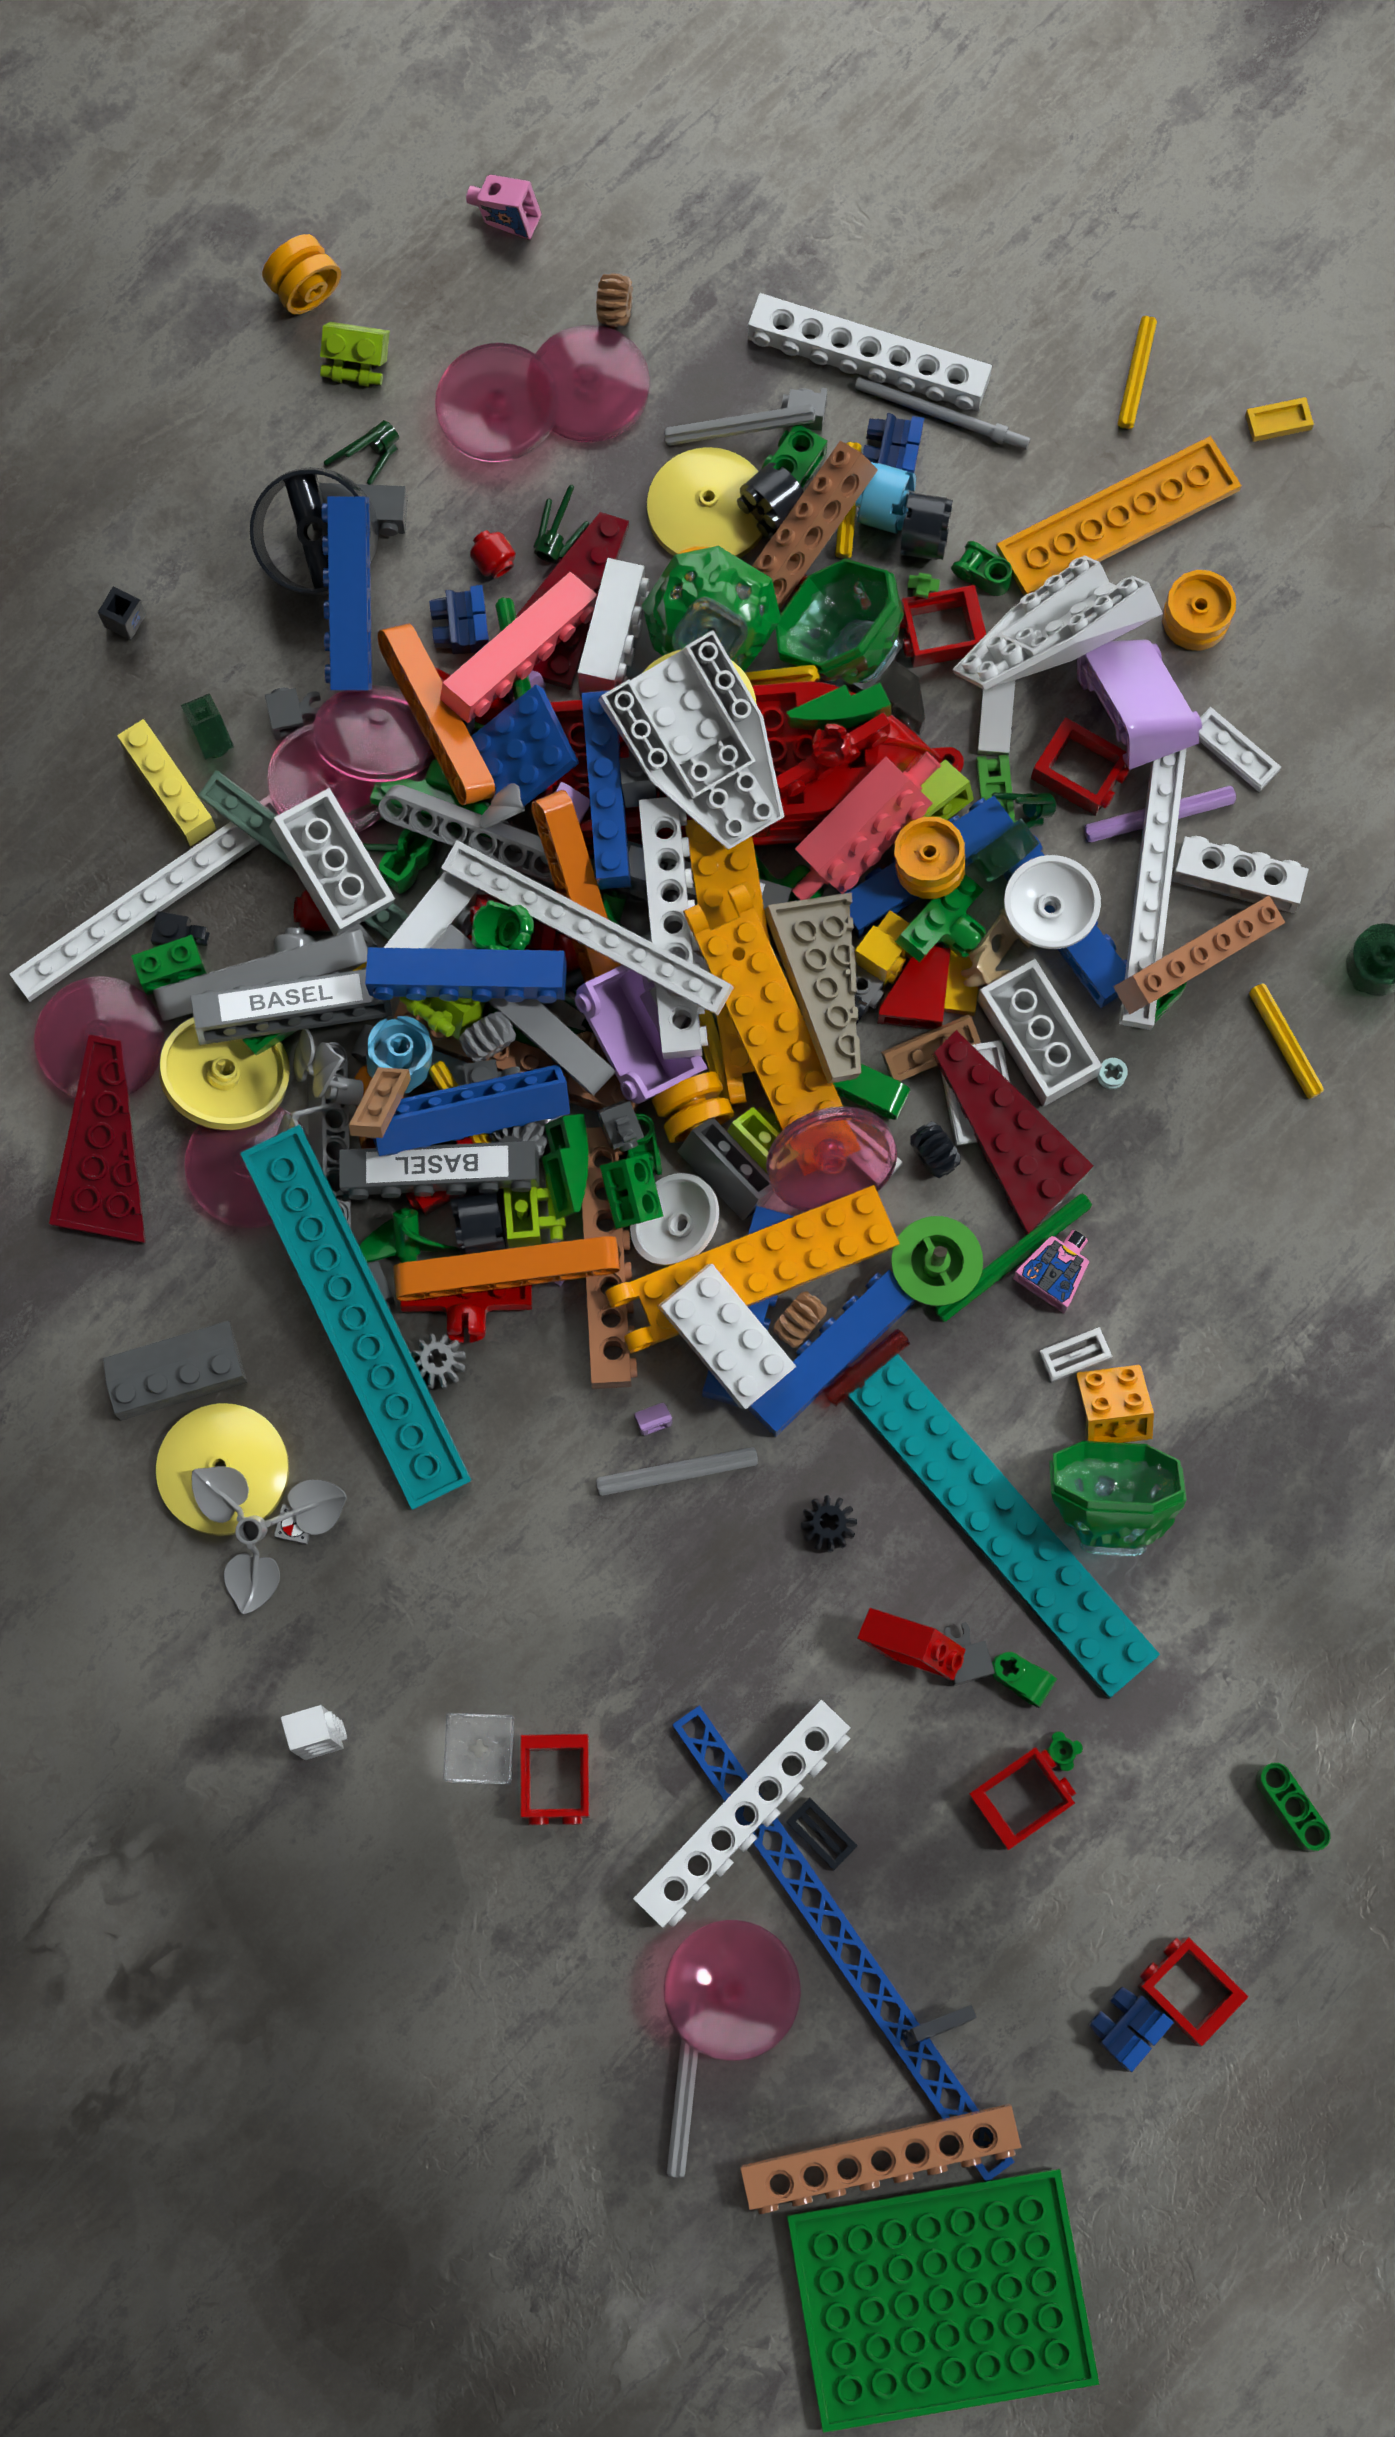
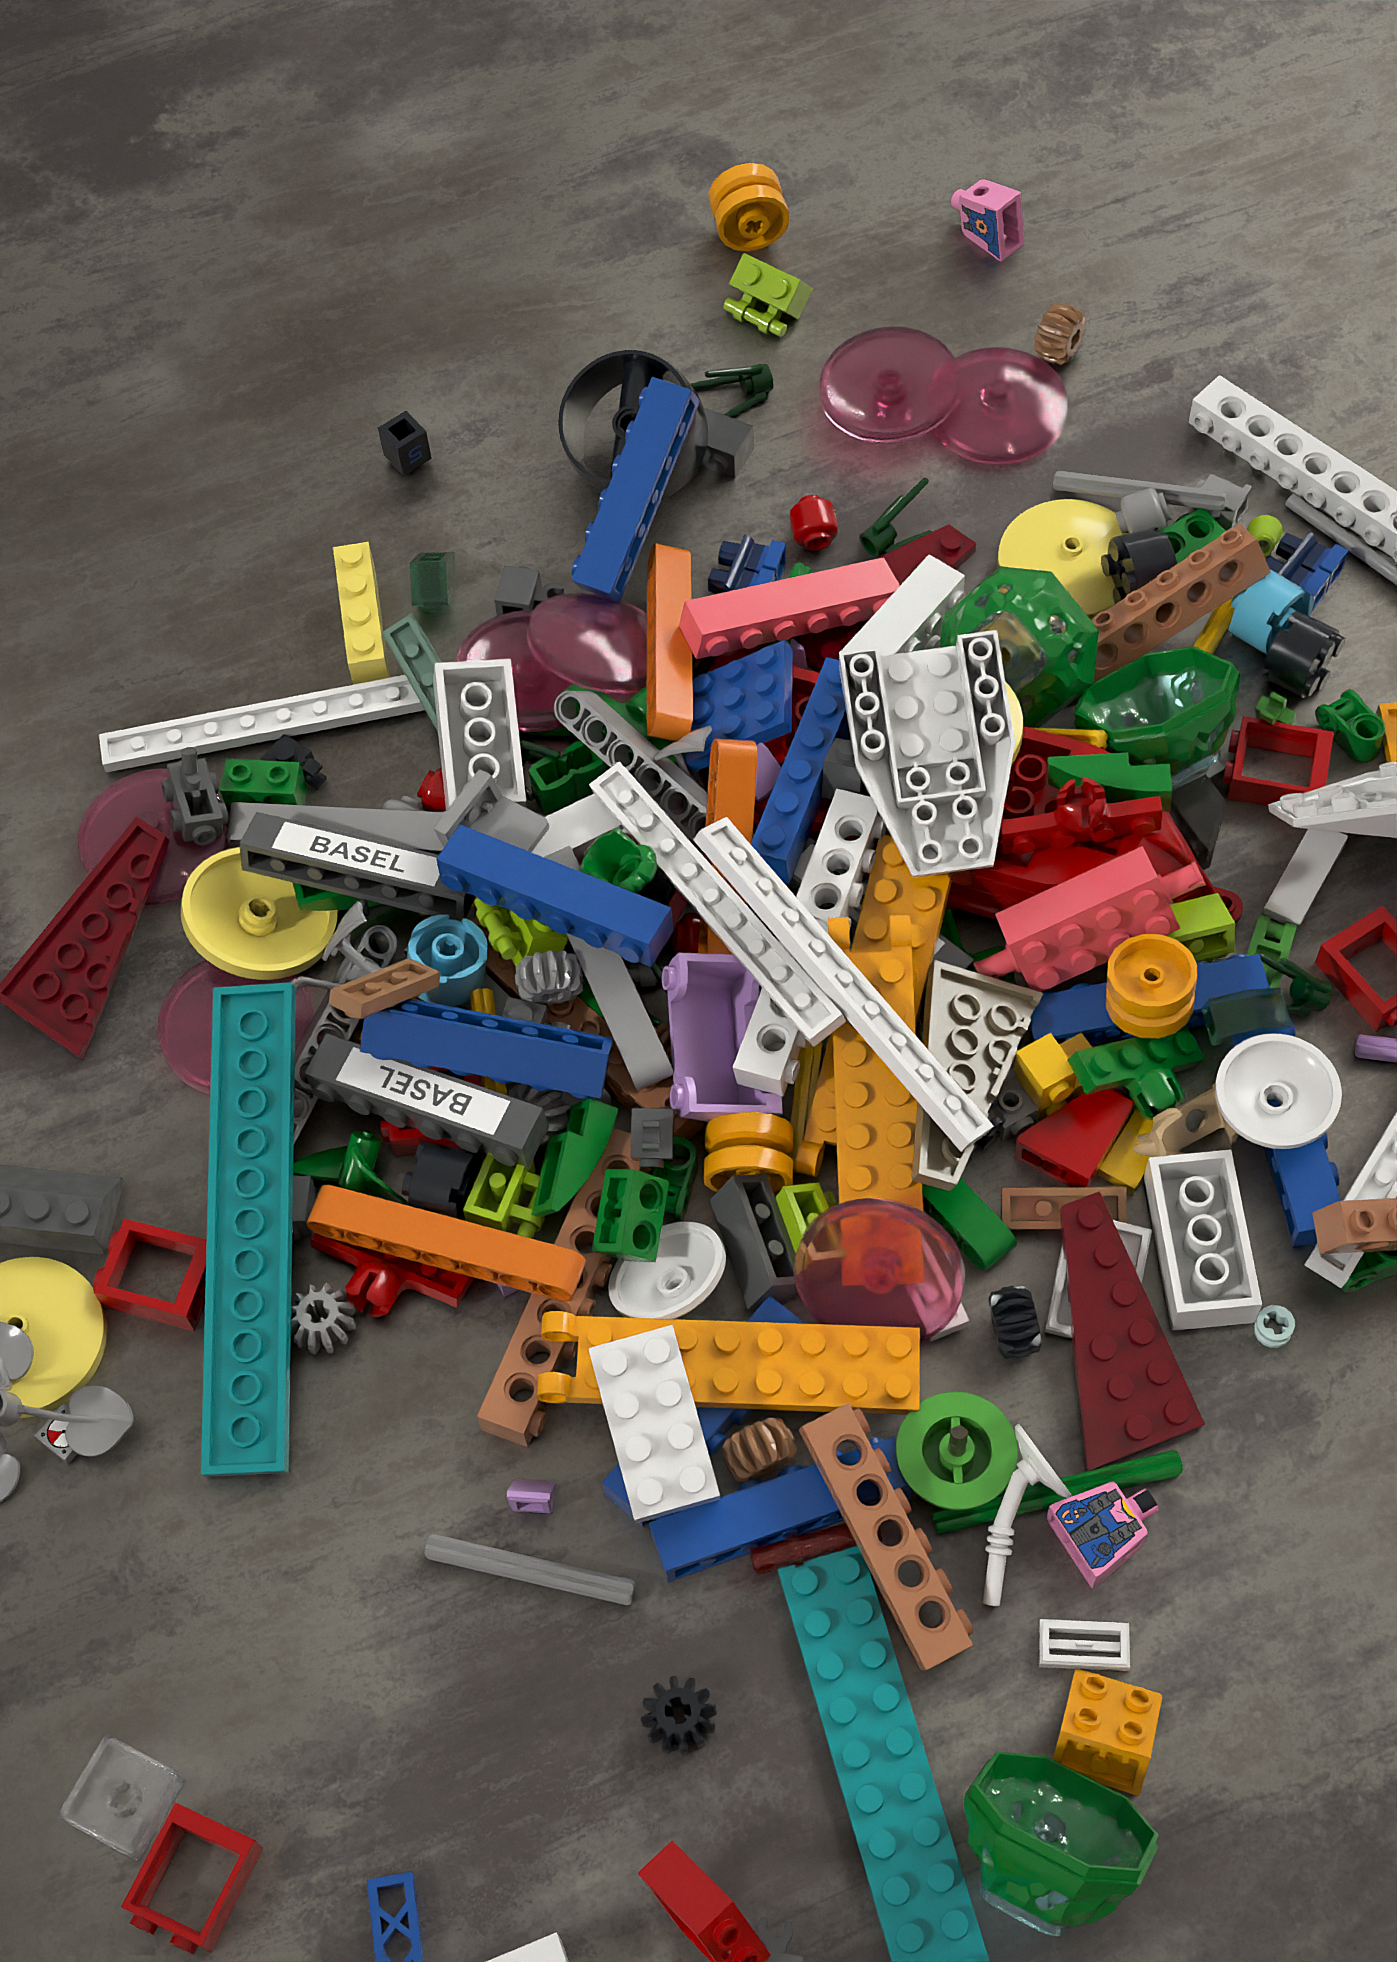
camera: 30 degrees right, 15 degrees down
(123, 998) = (194, 799): none -> dark grey brick
(264, 1401) = (191, 1297): none -> red window
(383, 928) = (488, 812): none -> light grey bracket
(716, 957) = (843, 984): none -> white plate
(753, 447) = (1143, 510): none -> light grey head
(847, 1296) = (927, 1644): none -> nougat brick
(852, 427) = (1267, 531): none -> lime cone
(994, 1252) = (1031, 1469): none -> white dish

